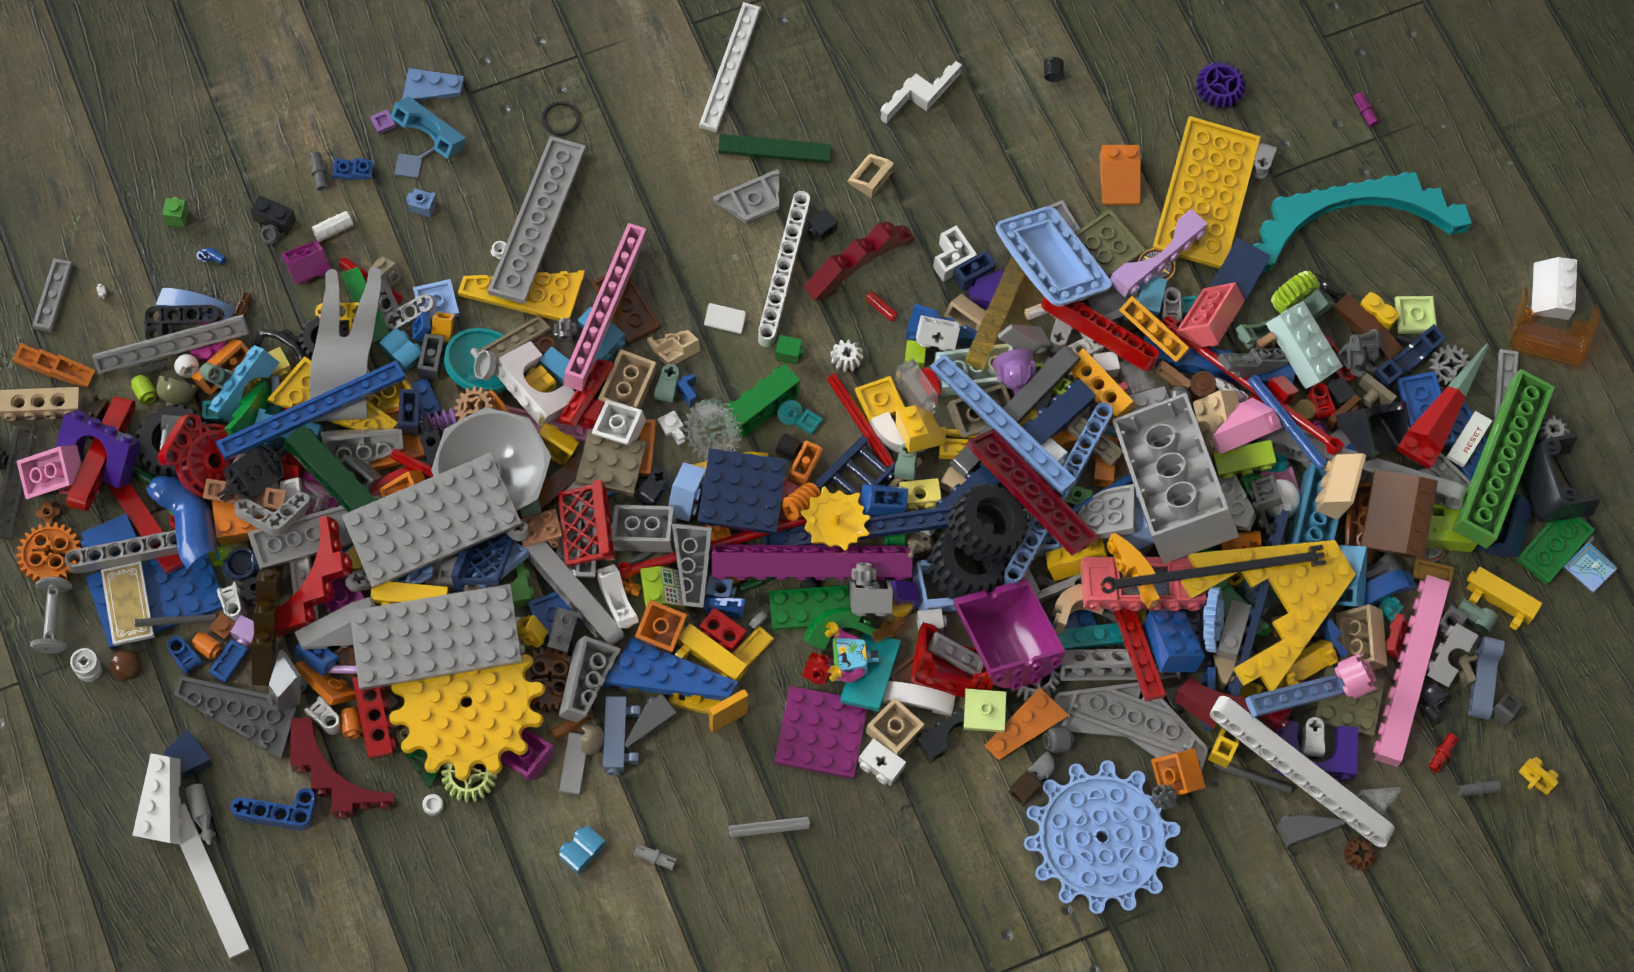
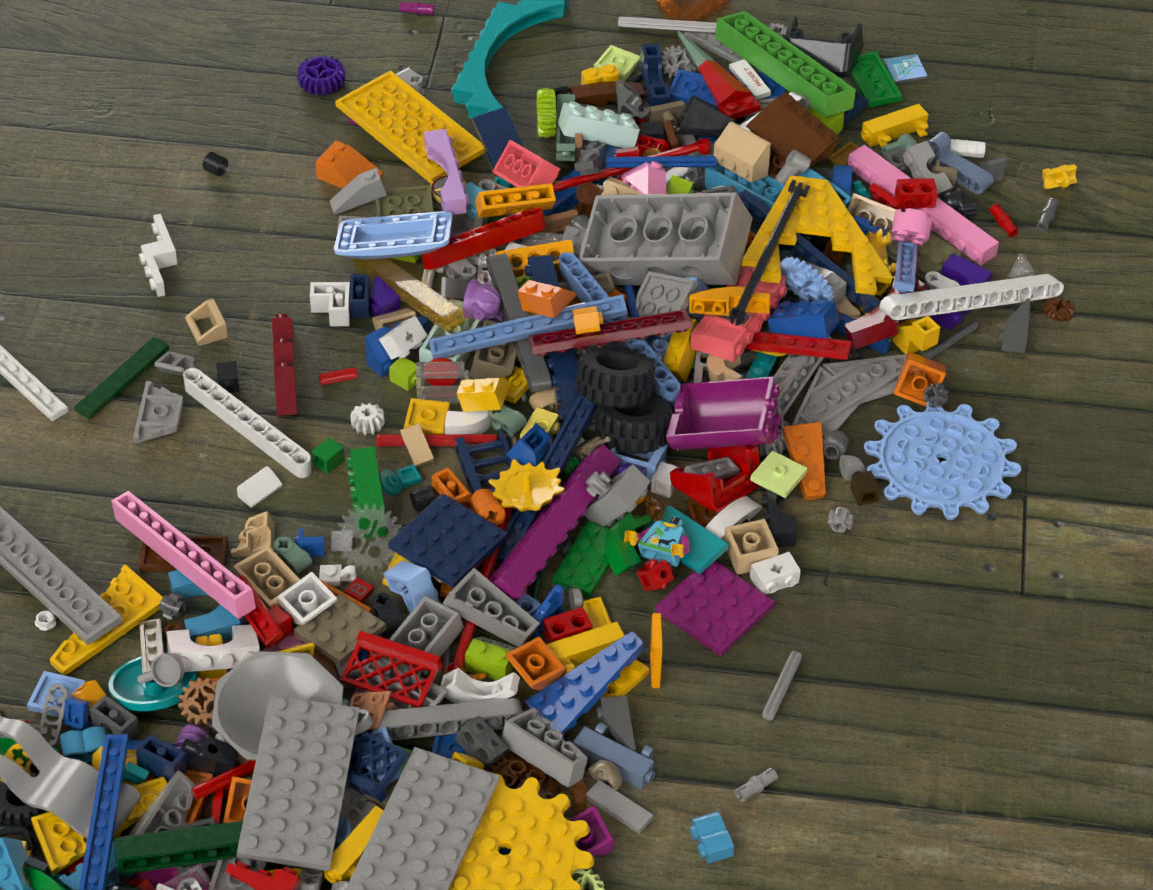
camera: 55 degrees left, 20 degrees down
(387, 400) = (134, 773): none -> teal tile
(668, 453) = (359, 590): none -> red tile
(812, 179) = (174, 363): none -> light grey slope
(841, 409) = (417, 445): none -> tan tile
(974, 785) = (840, 519): none -> light grey gear
(1027, 466) = (587, 320): none -> light orange brick
(1036, 419) = (544, 298): none -> orange slope
(1094, 199) = (359, 191): none -> light grey slope
(1356, 536) = (795, 164): none -> light grey piece
(1412, 656) = (916, 193): none -> red brick
(1496, 328) = (665, 24): none -> light grey axle
(1517, 674) = (968, 148): none -> white axle

